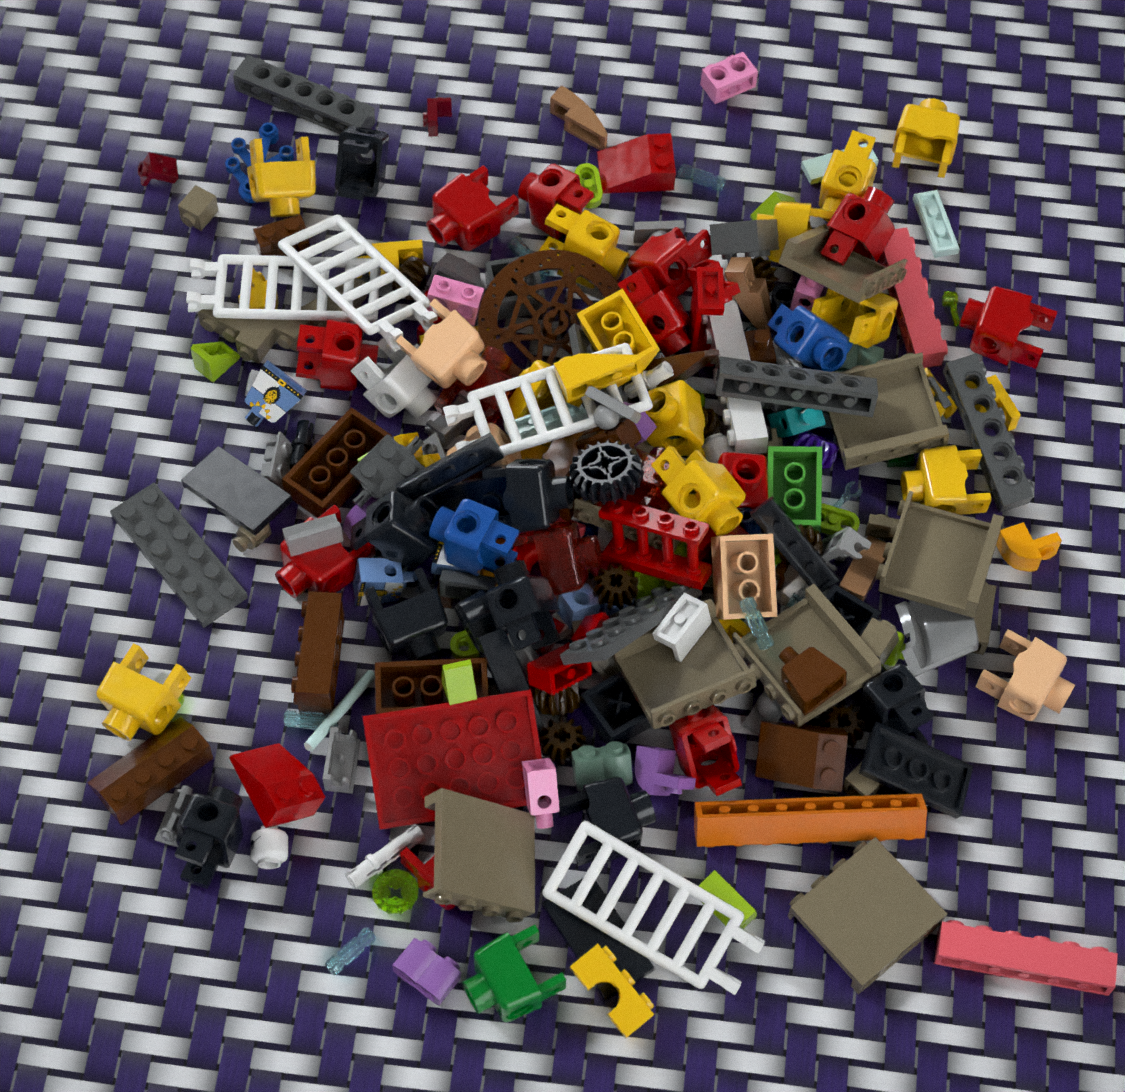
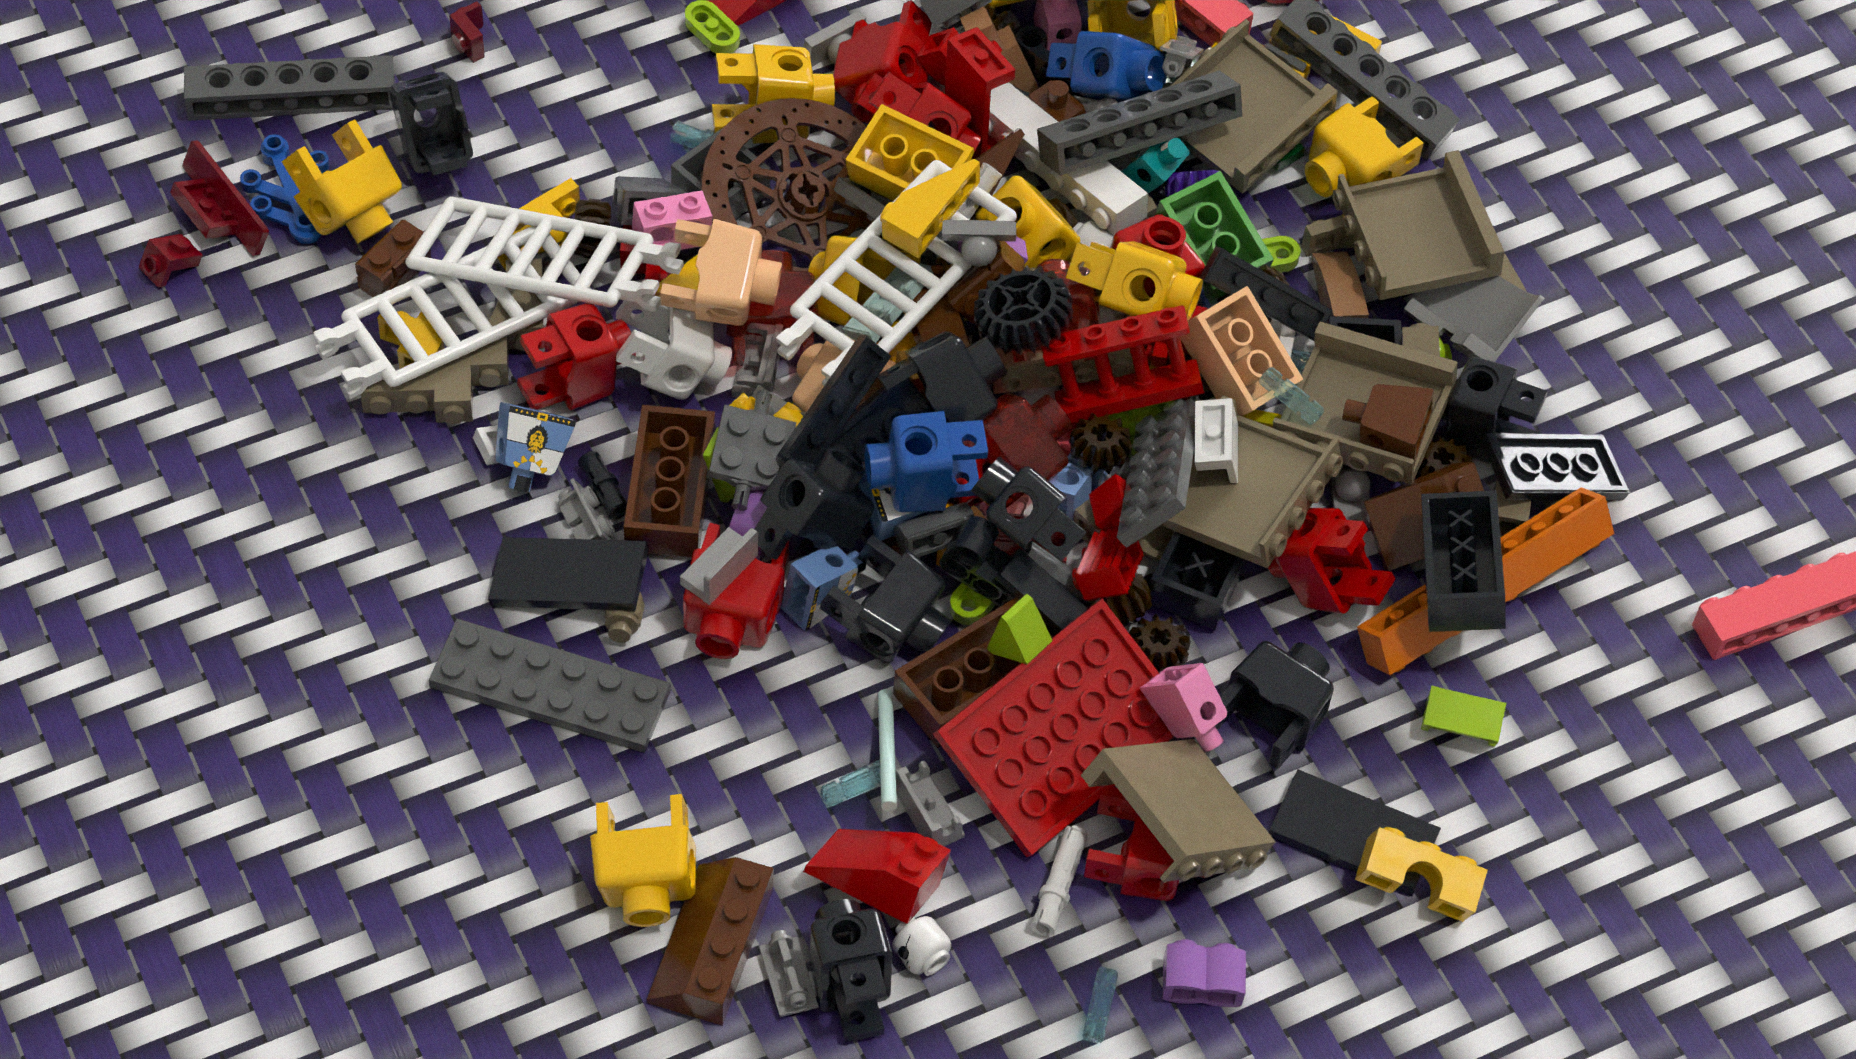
camera: 35 degrees left, 5 degrees down
(198, 208) = (258, 277): dark tan brick -> none
(205, 149) = (216, 203): none -> dark red bracket
(213, 359) = (417, 443): lime slope -> none
(319, 652) = (818, 698): reddish brown brick -> none
(395, 878) = (1115, 905): clear neon green gear -> none
(466, 212) = (600, 121): red piece -> none
(505, 979) = (1302, 927): green piece -> none
(550, 188) = (690, 55): red piece -> none
(601, 763) = (1225, 643): sand green brick -> none
(624, 935) = (1388, 811): white bar -> none
(655, 772) = (1286, 621): medium lavender brick -> none
(784, 798) = (1463, 561): none -> black brick
(842, 545) = (1310, 265): light grey hinge -> none
(847, 495) = (1260, 222): clear light blue hand -> none
(860, 353) = (1179, 55): none -> light grey hinge
(867, 913) = (1615, 641): dark tan panel -> none
(1022, 551) = (1496, 181): light orange brick -> none
(1034, 678) = (1600, 309): light nougat piece -> none

